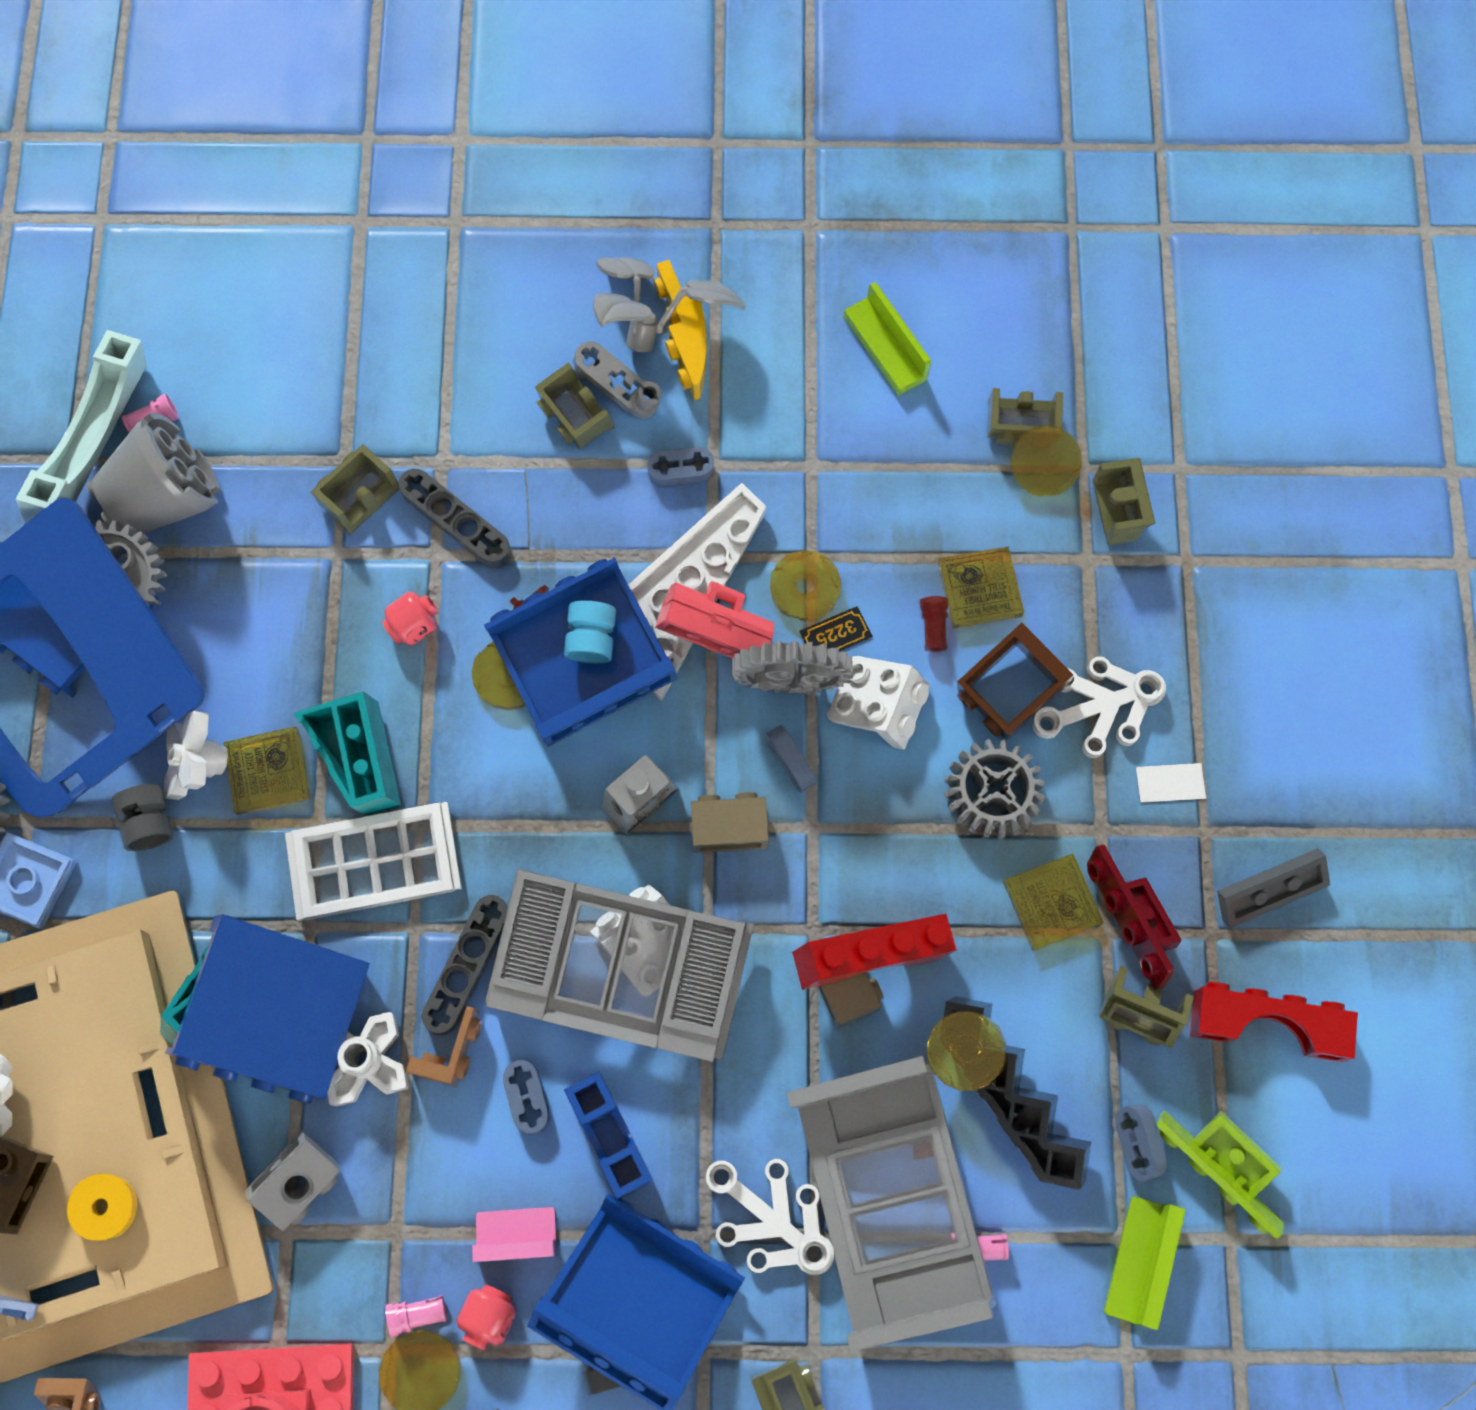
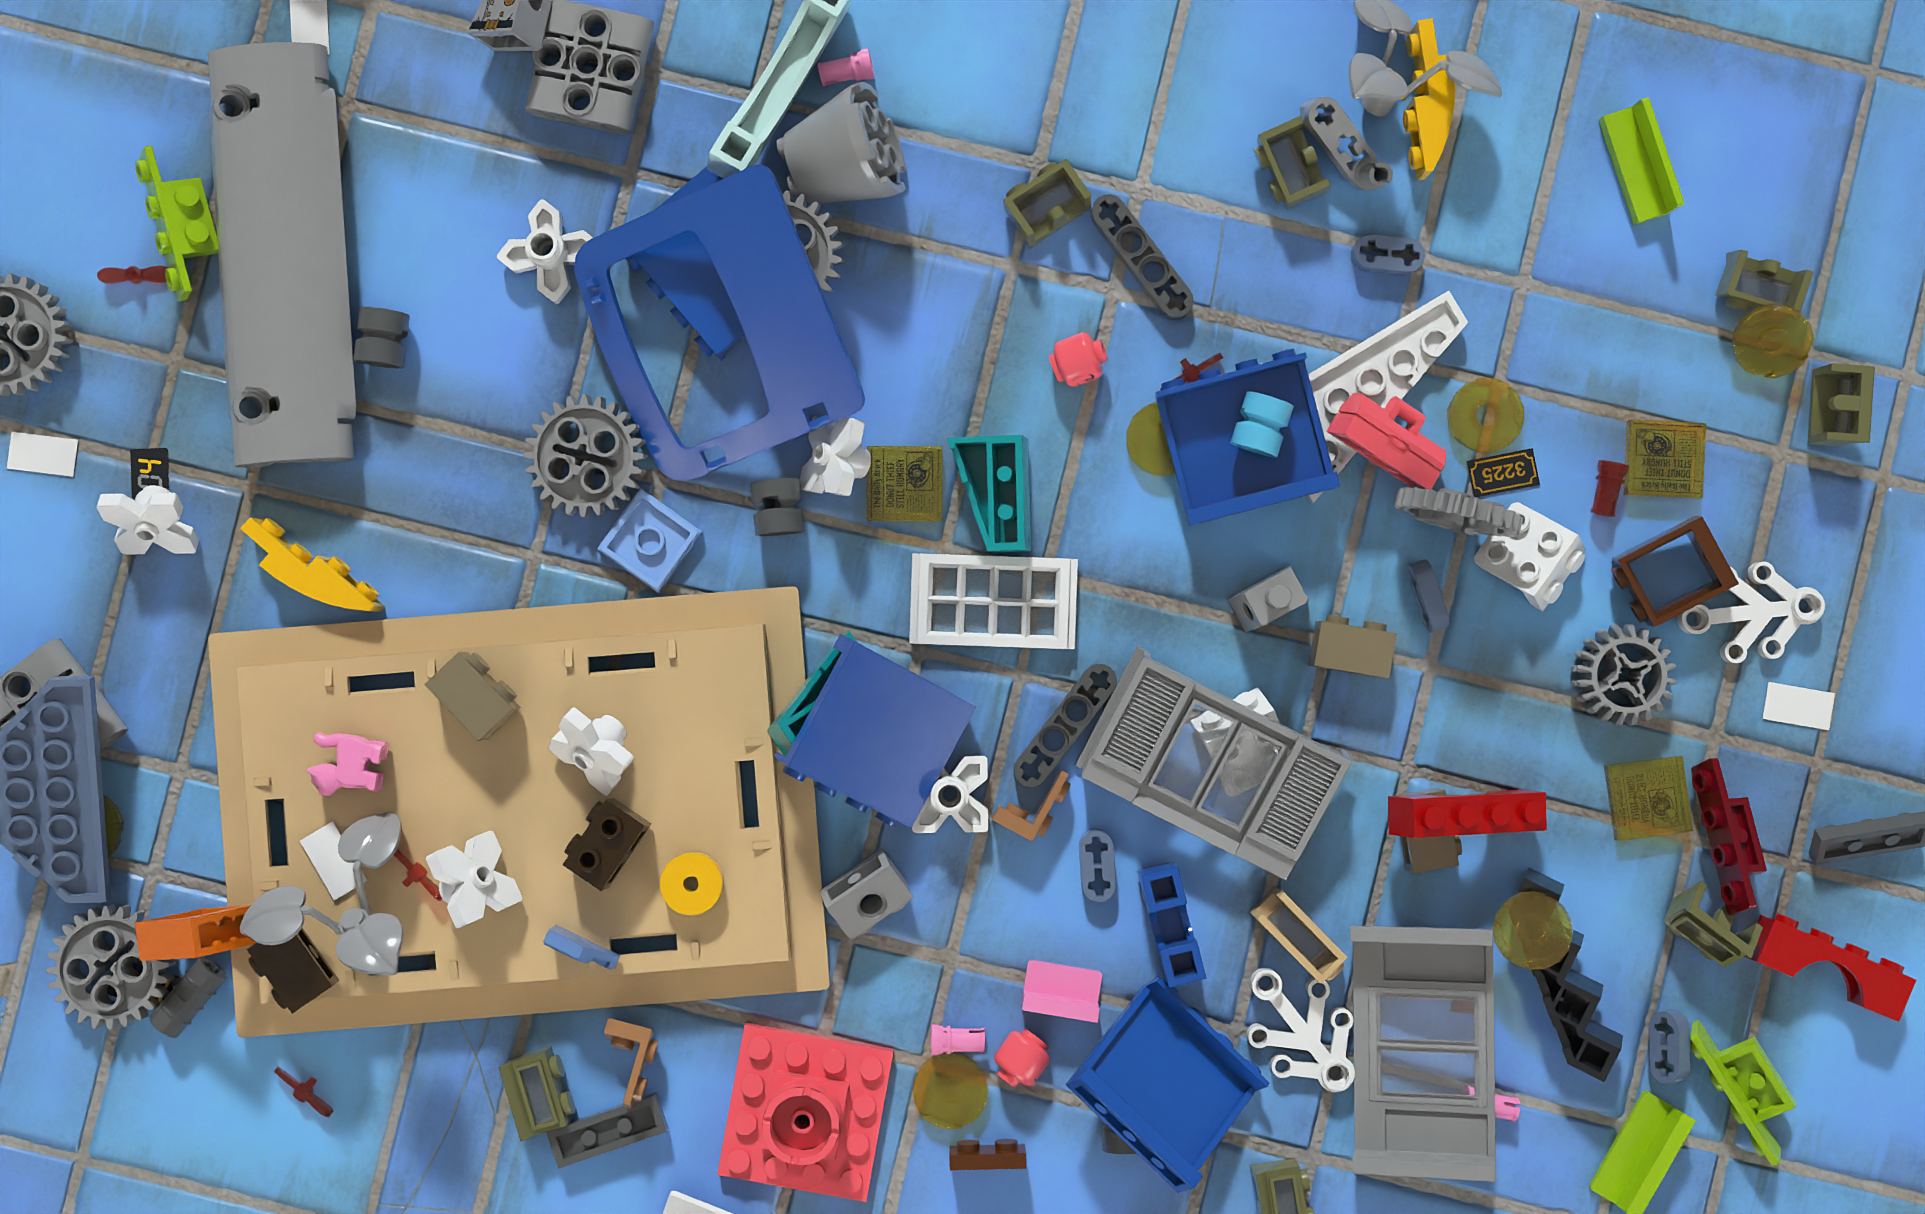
camera: 15 degrees right, 15 degrees up
(744, 1118) = (1299, 935): none -> window

